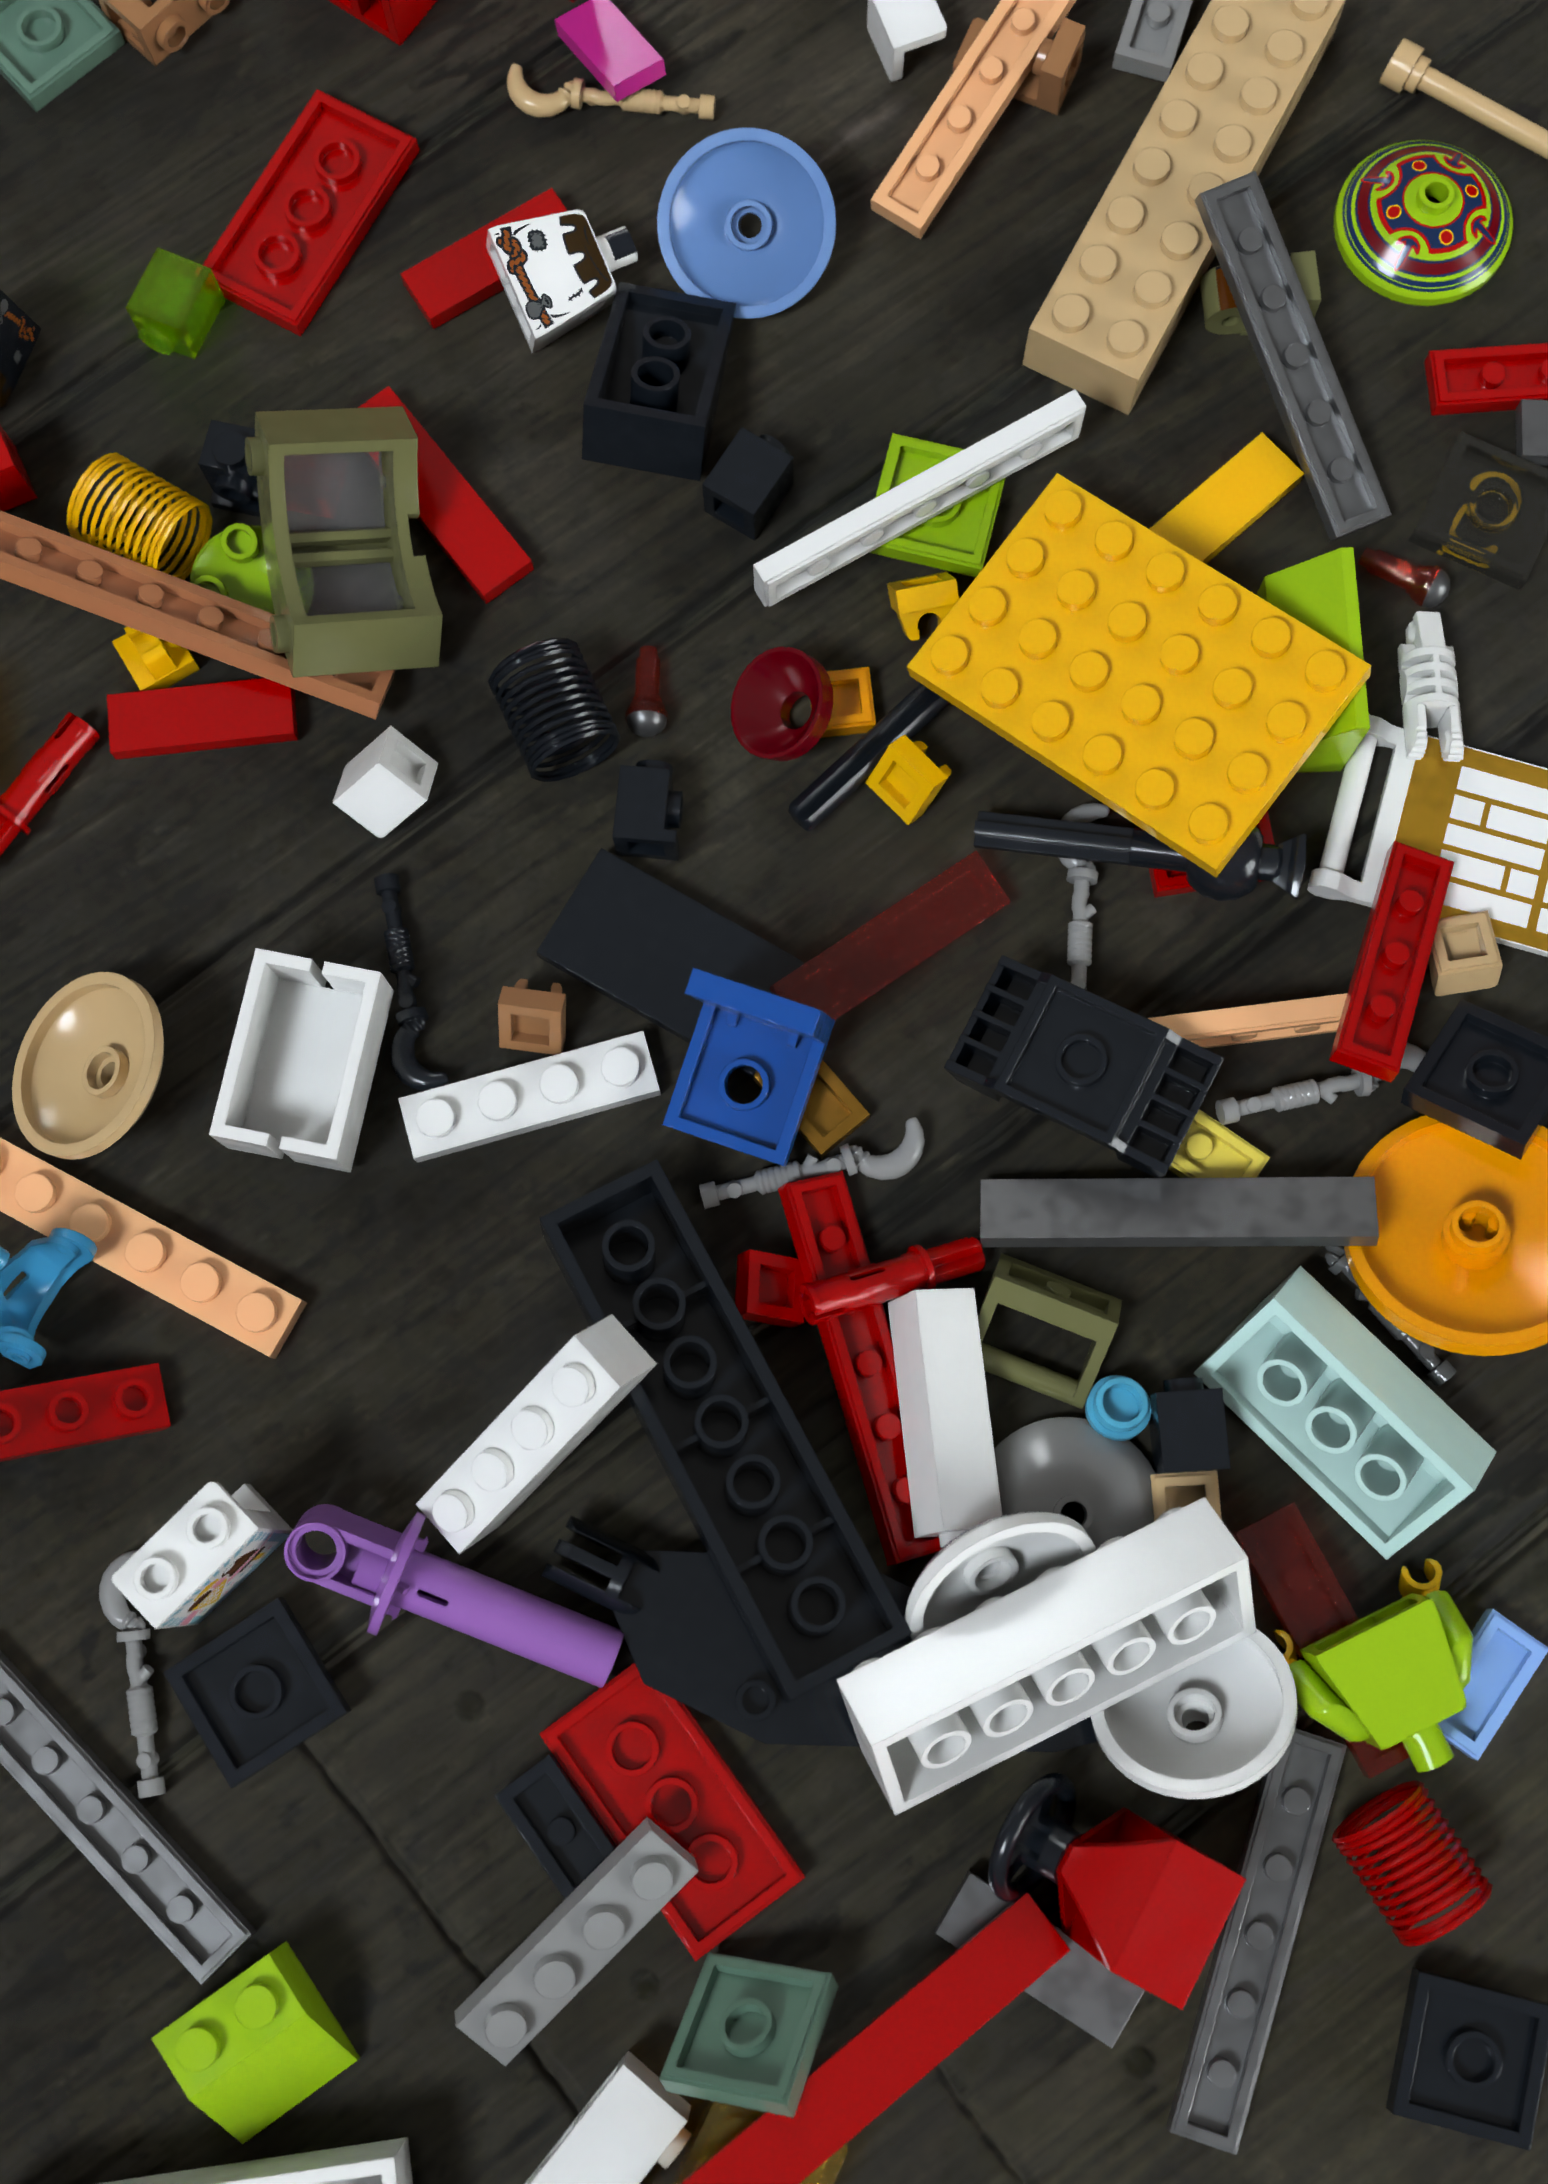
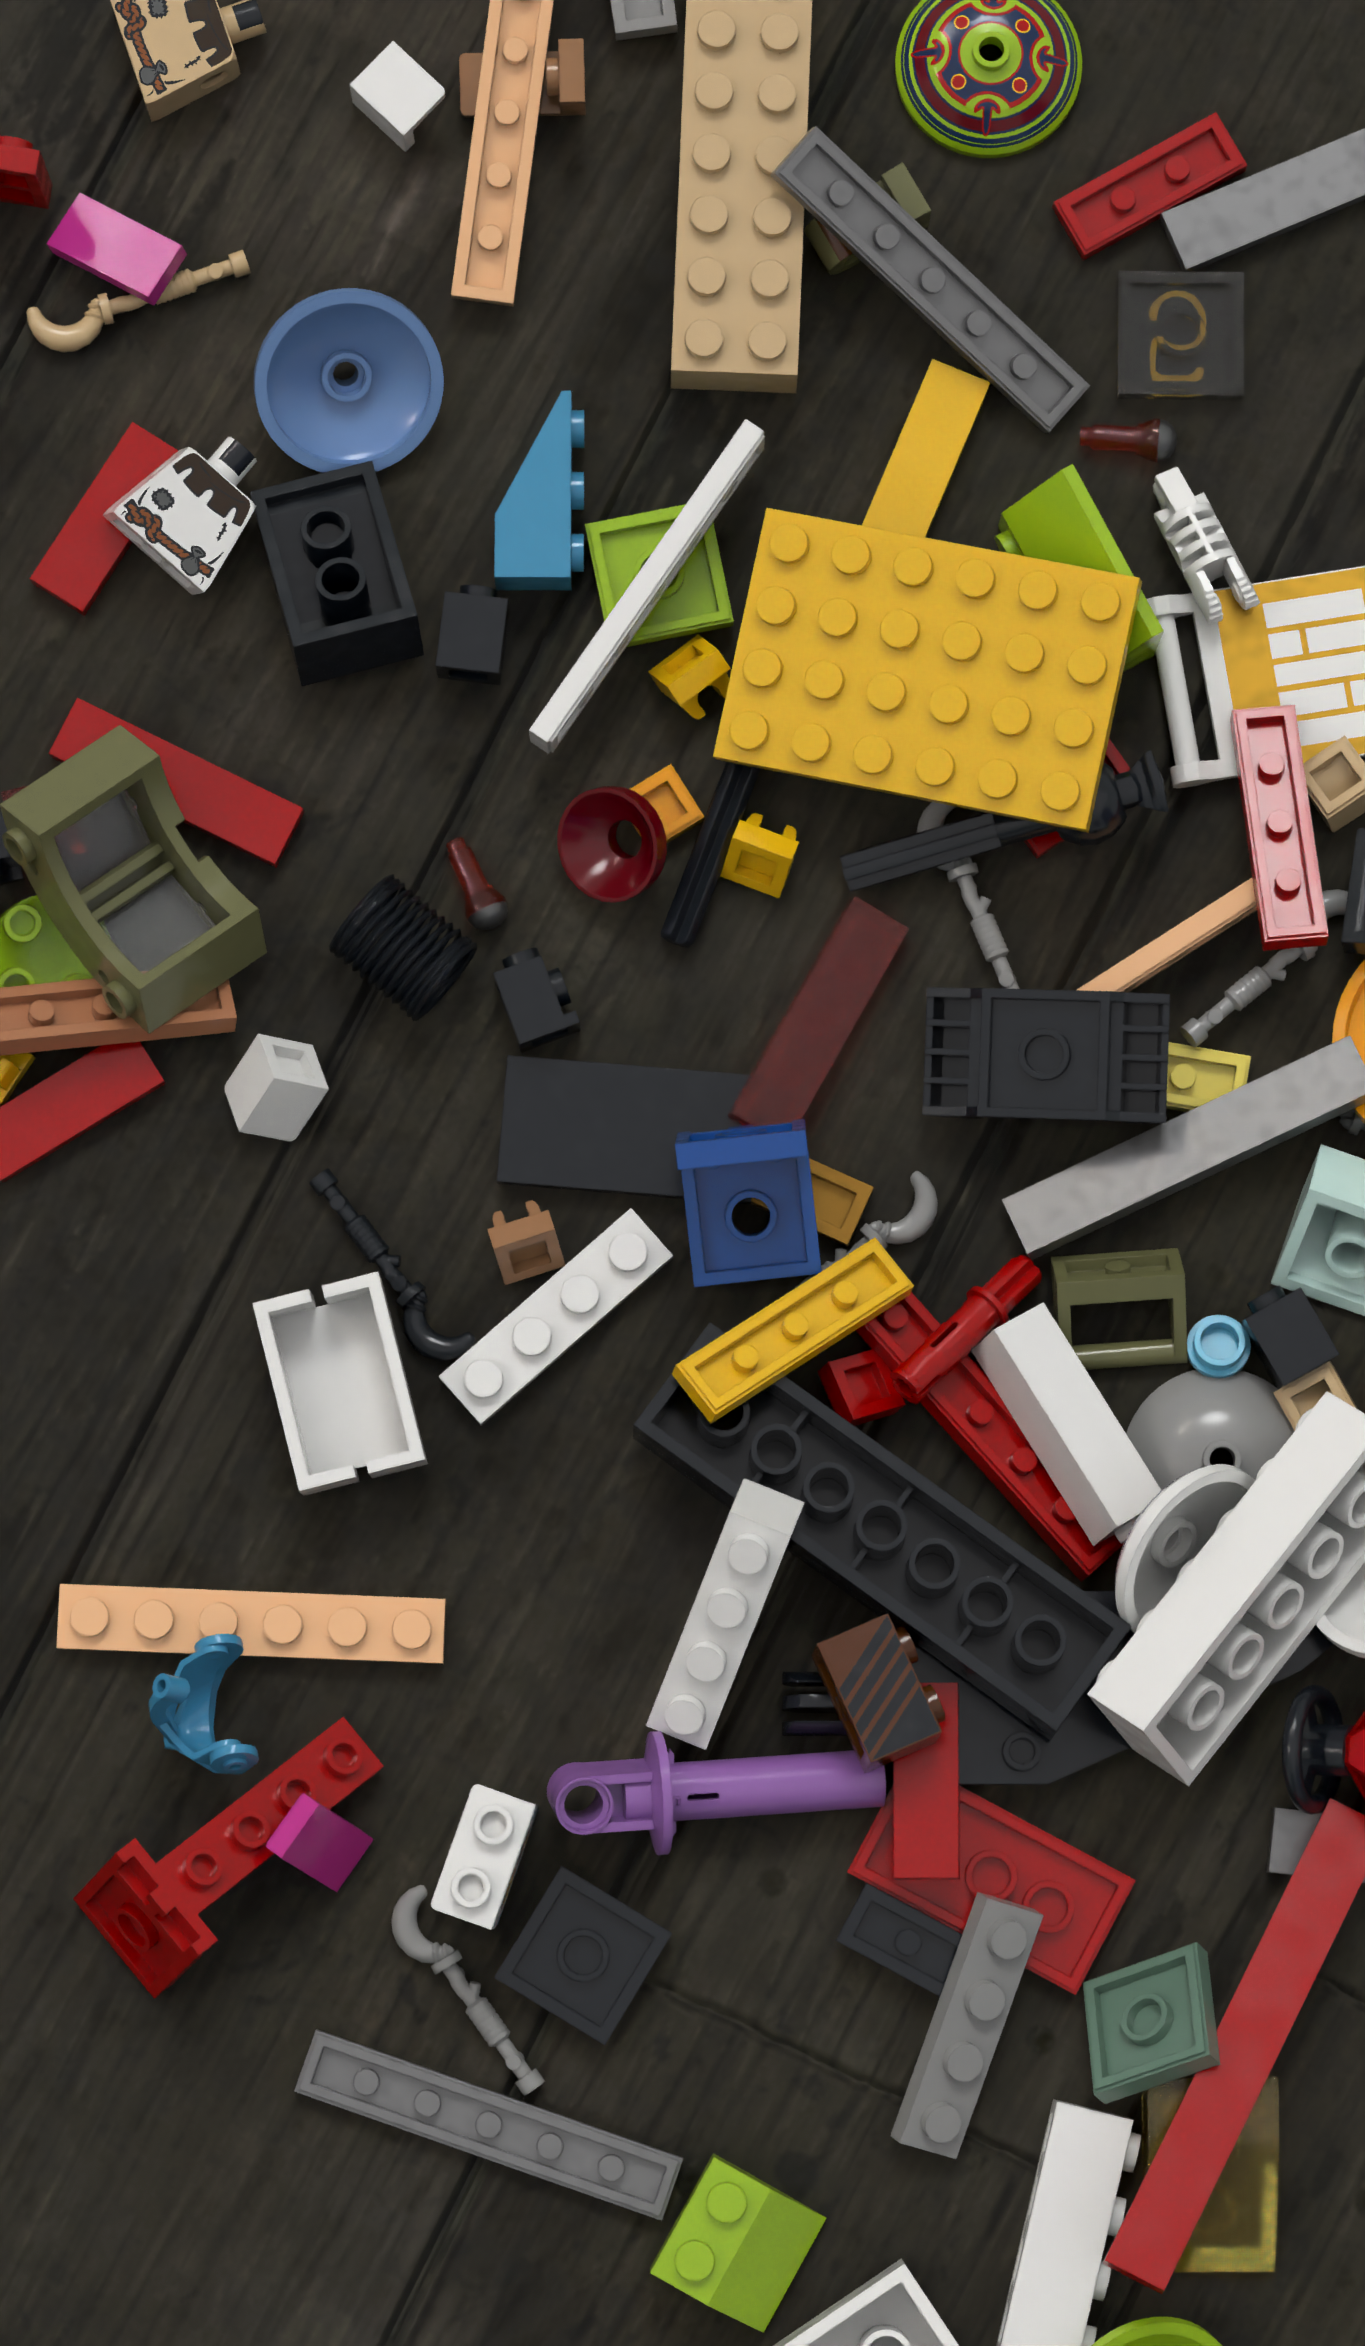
camera: 30 degrees left, 5 degrees up
(65, 1466) = (319, 1842): none -> dark pink tile
(88, 1065) = (120, 1486): tan dish -> none
(642, 1579) = (879, 1692): none -> brick
(650, 1686) = (929, 1801): none -> red tile
(727, 1202) = (792, 1330): none -> yellow tile
(853, 406) = (535, 515): none -> dark azure slope

